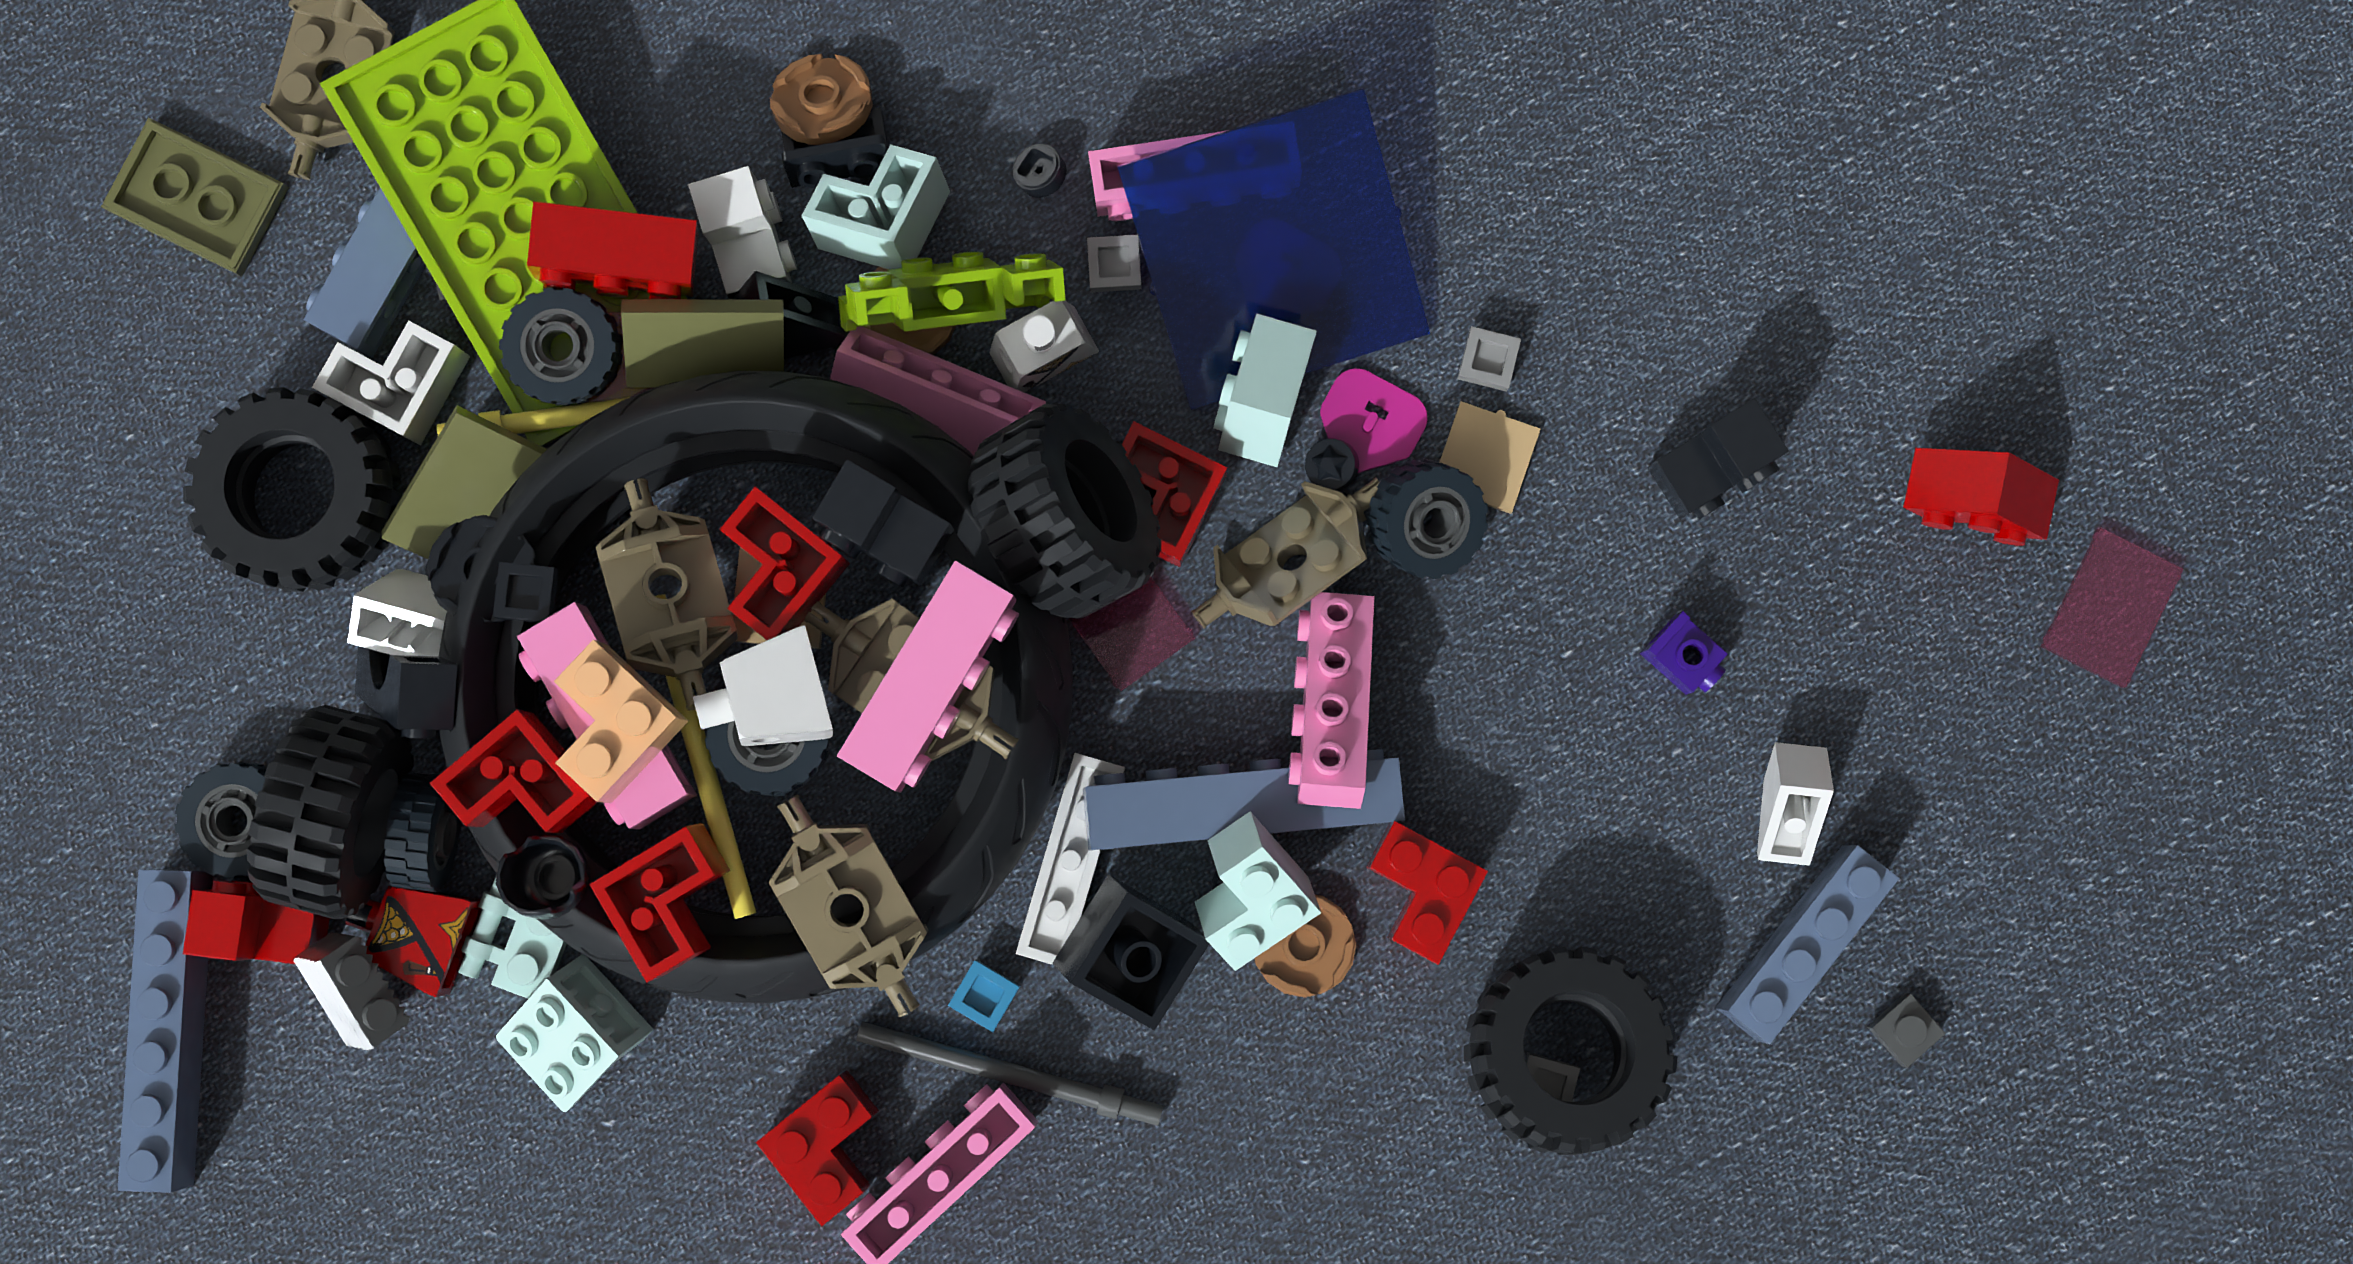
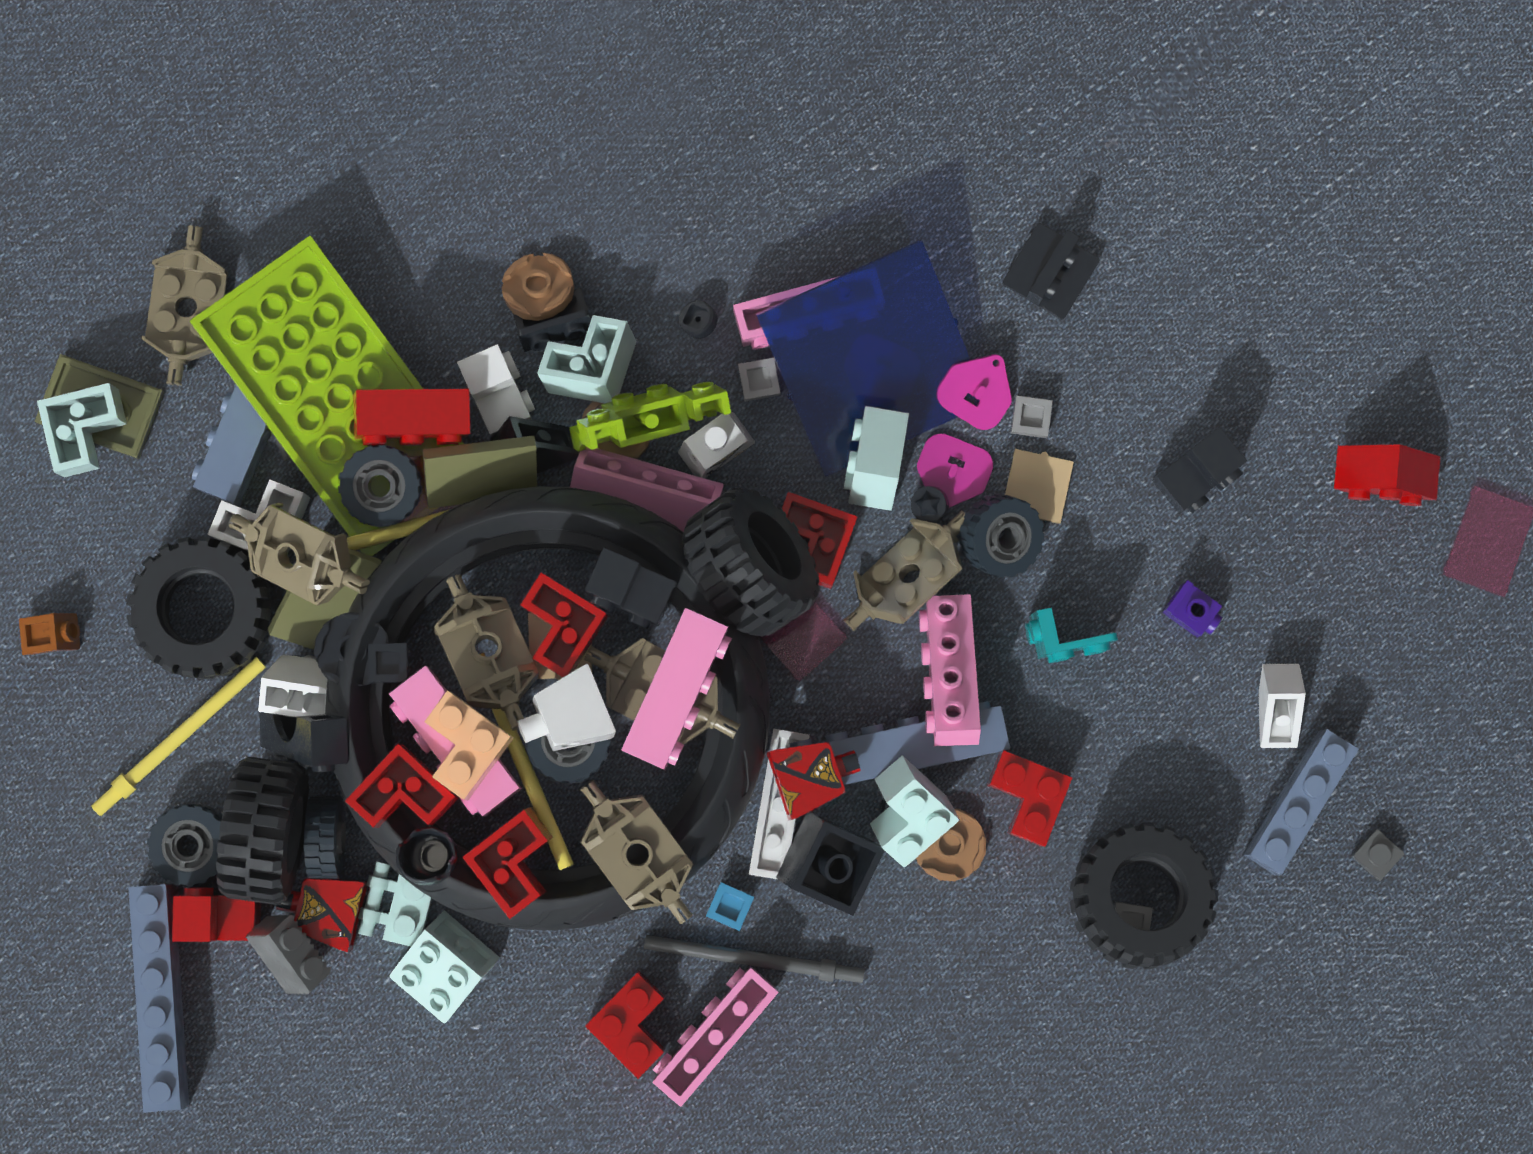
camera: 10 degrees left, 0 degrees up
(83, 502) = (49, 633): none -> dark orange bracket
(145, 208) = (72, 419): none -> light aqua brick
(162, 725) = (124, 785): none -> light yellow bar
(456, 435) = (321, 558): none -> dark tan plate
(1115, 825) = (810, 775): none -> red torso
(1424, 300) = (983, 382): none -> dark pink piece
(1470, 663) = (1043, 633): none -> teal bracket
(1540, 158) = (1051, 270): none -> black bracket

